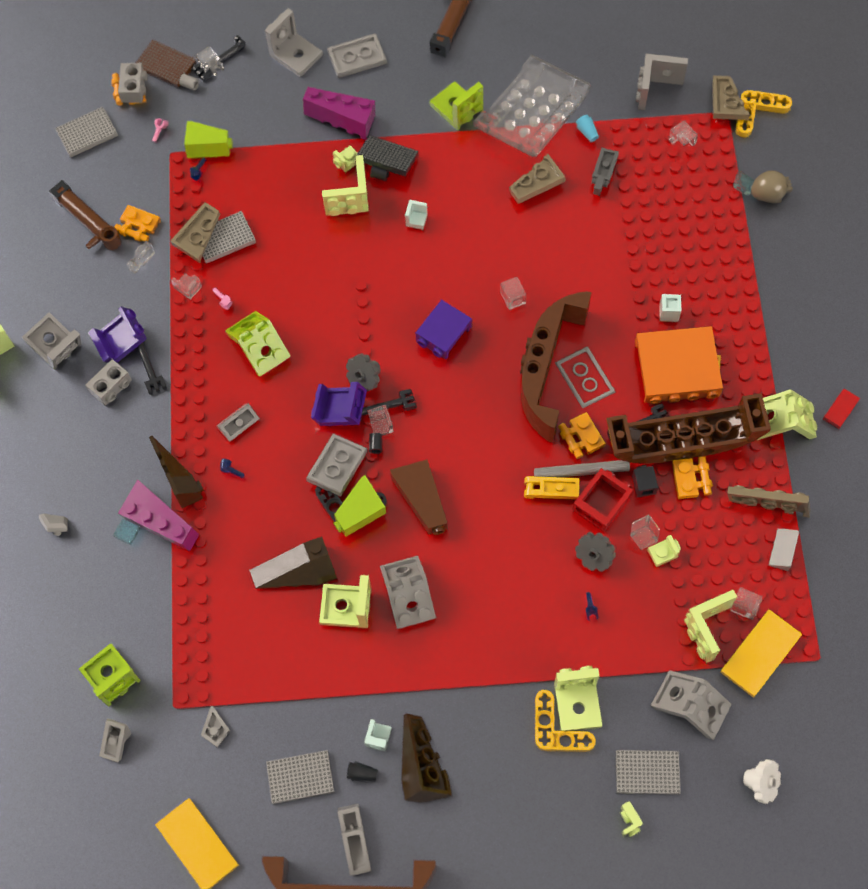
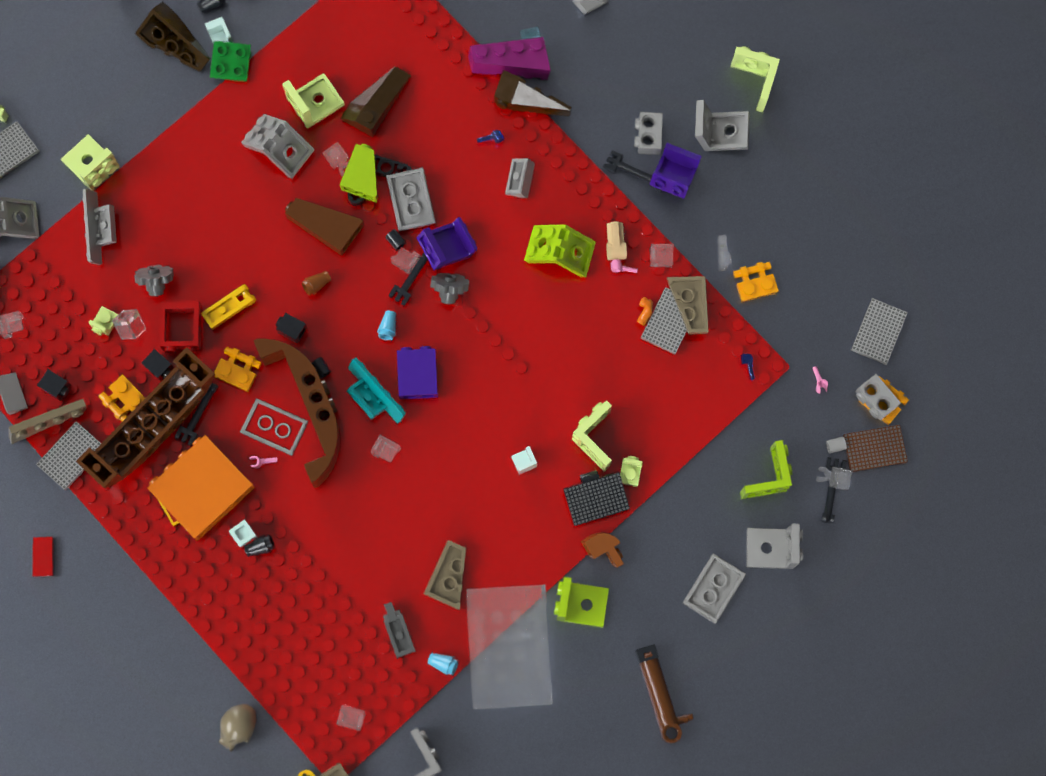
camera: 135 degrees right, 10 degrees up
(64, 197) = (802, 254): reddish brown piece -> none
(206, 141) = (764, 393): lime slope -> none
(213, 313) = (616, 246): none -> tan piece
(233, 253) = (647, 304): none -> orange arm
(249, 78) = (782, 471): none -> lime bracket
(340, 110) = (671, 515): magenta wedge -> none
(367, 545) = (336, 157): none -> clear plate
(388, 699) = (230, 61): none -> green hinge
(410, 126) = (603, 543): none -> dark orange brick
(436, 381) = (387, 327): none -> medium azure cone
(466, 455) = (316, 282): none -> dark orange cone
(492, 339) = (371, 395): none -> teal bracket
(514, 388) = (321, 367): none -> black hinge
(514, 433) = (291, 327): none -> black brick
(554, 736) = (91, 127): yellow beam -> none
(581, 469) = (224, 333): light grey axle -> none
(591, 609) = (129, 235): clear blue hand -> none
(611, 632) = (99, 226): none -> light grey bracket
(615, 354) = (262, 461): none -> bright pink hand
(659, 289) = (261, 545): none -> black cone
(699, 630) = (37, 288): yellowish green bracket -> none
(743, 183) = (266, 715): clear light blue tile -> none
(743, 526) = (54, 385): none -> black brick
(767, 464) = (61, 459): none -> light grey tile
(790, 413) = (76, 508): yellowish green bracket -> none

